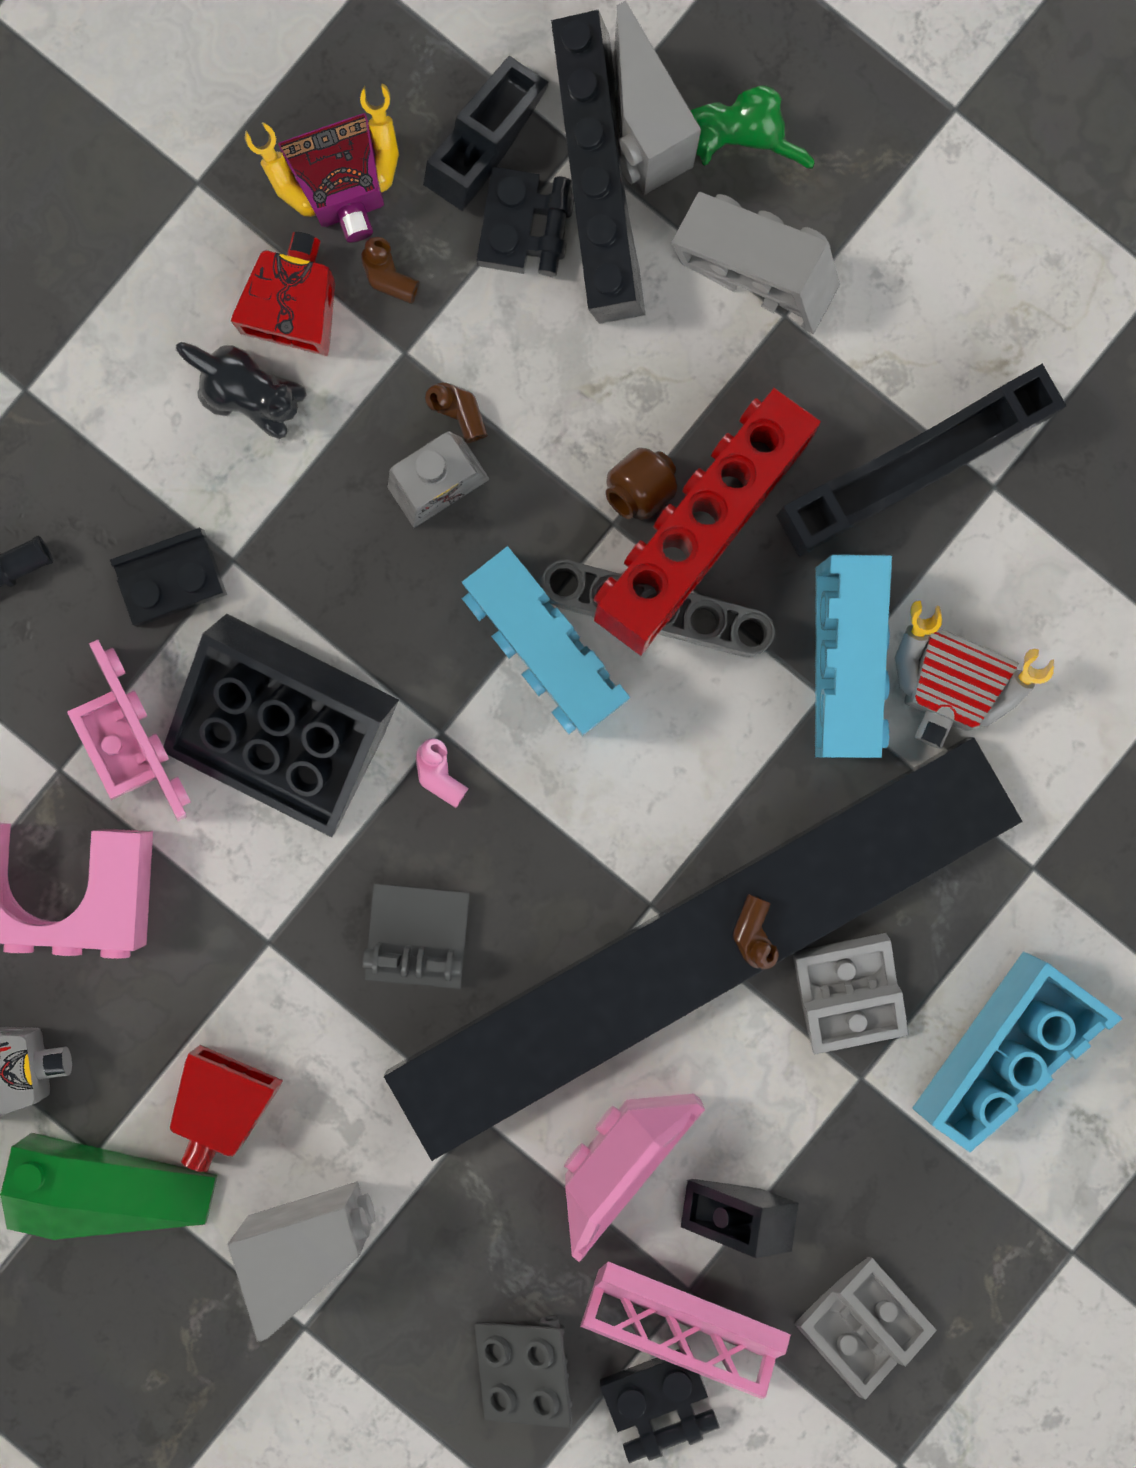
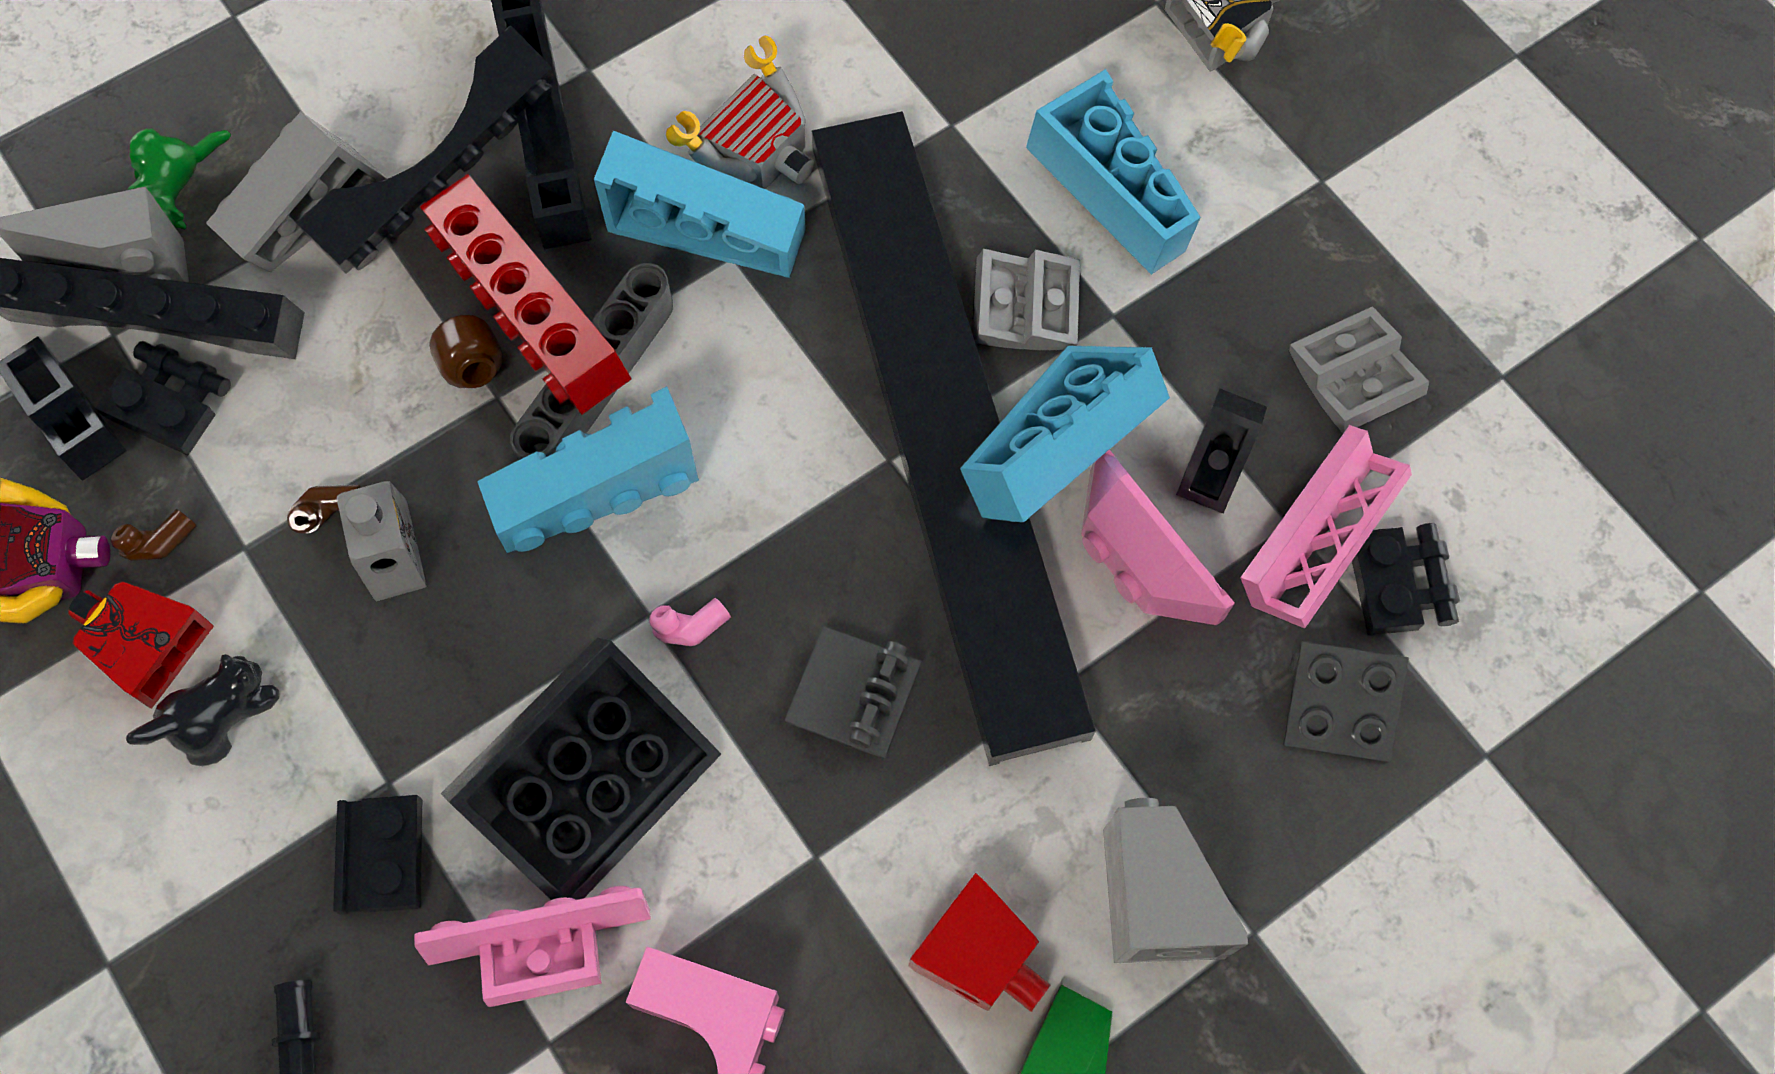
camera: 80 degrees left, 20 degrees down
(705, 1070) = (1063, 427): none -> medium azure wedge
(746, 329) = (356, 219): none -> black arch
(751, 937) = (944, 359): reddish brown arm -> none

